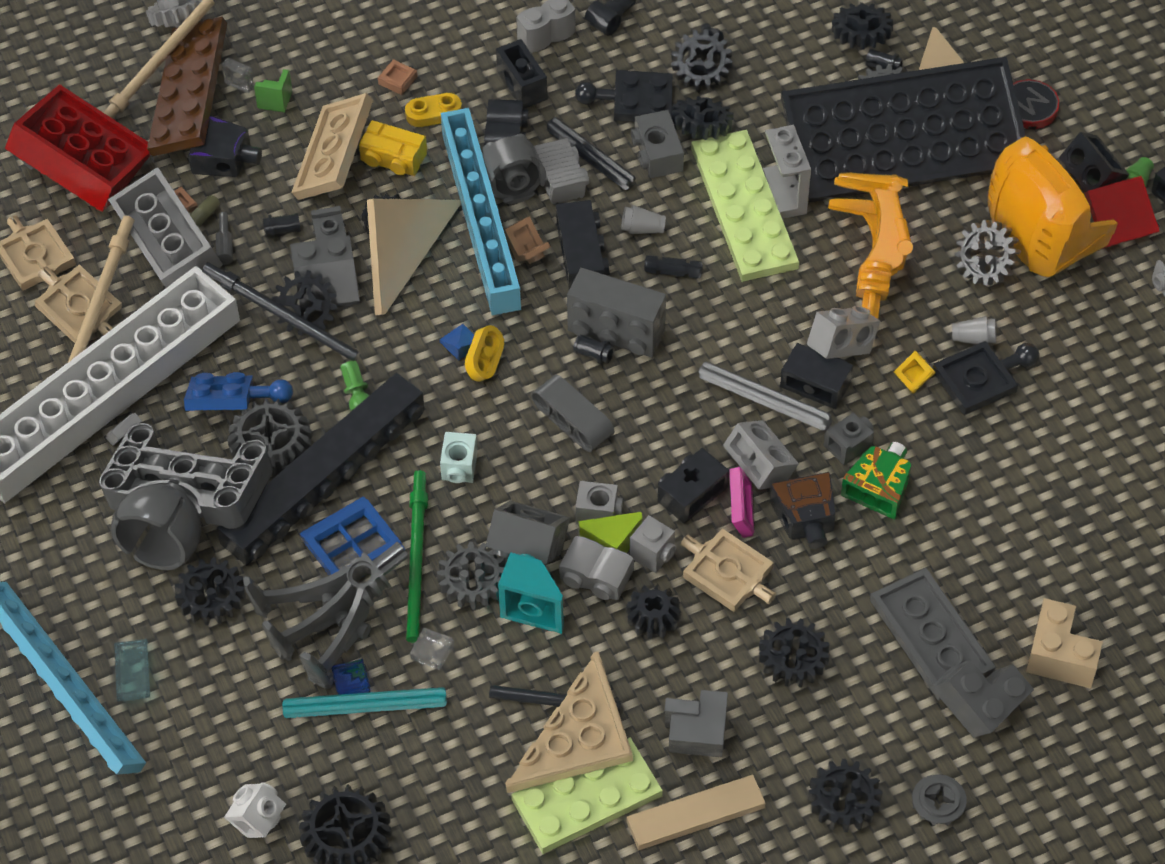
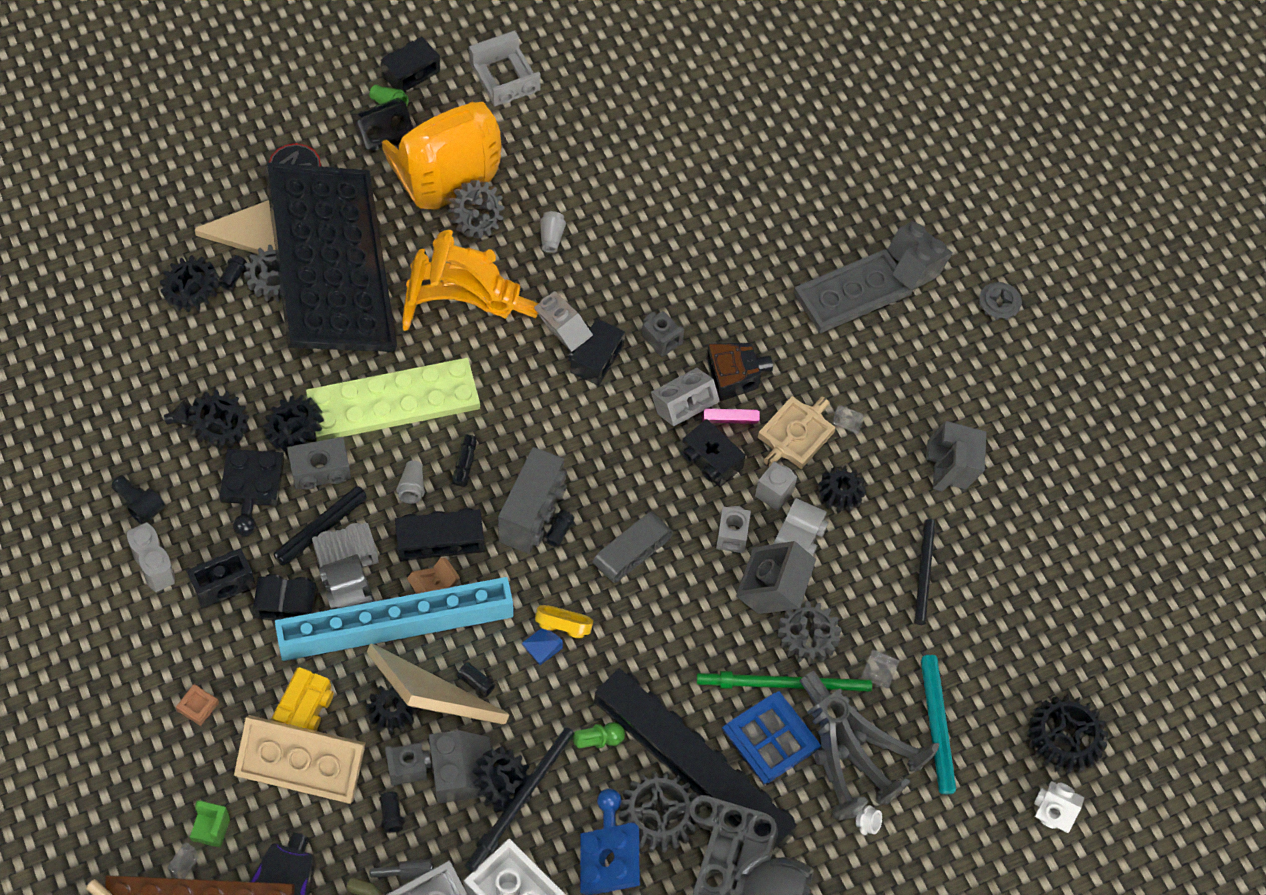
camera: 95 degrees left, 5 degrees up
(217, 604) = (848, 854): black gear -> none
(250, 626) = (869, 820): none -> white plate
(351, 678) = (913, 733): clear blue tile -> none
(414, 290) = (477, 680): none -> black pin
(428, 109) = (247, 668): yellow plate -> none
(458, 447) = (674, 651): light aqua brick -> none
(530, 594) = (833, 579): teal slope -> none
(578, 736) = (967, 546): tan tile -> none
(584, 802) = (1013, 550): yellowish green plate -> none
(611, 530) = (766, 516): lime slope -> none
(695, 812) = (1023, 470): tan tile -> none
(747, 620) = (848, 419): none -> clear tile
(765, 396) = (622, 390): axle -> none
(791, 160) = (381, 362): light grey panel -> none
(809, 643) = (885, 399): black gear -> none
(861, 788) = (1011, 374): black gear -> none
(879, 479) = (705, 312): torso -> none
(914, 371) = (590, 281): yellow slope -> none
(979, 377) = (599, 234): black plate -> none
(1058, 652) = (863, 208): tan brick -> none
(1126, 204) = (426, 103): red tile -> none

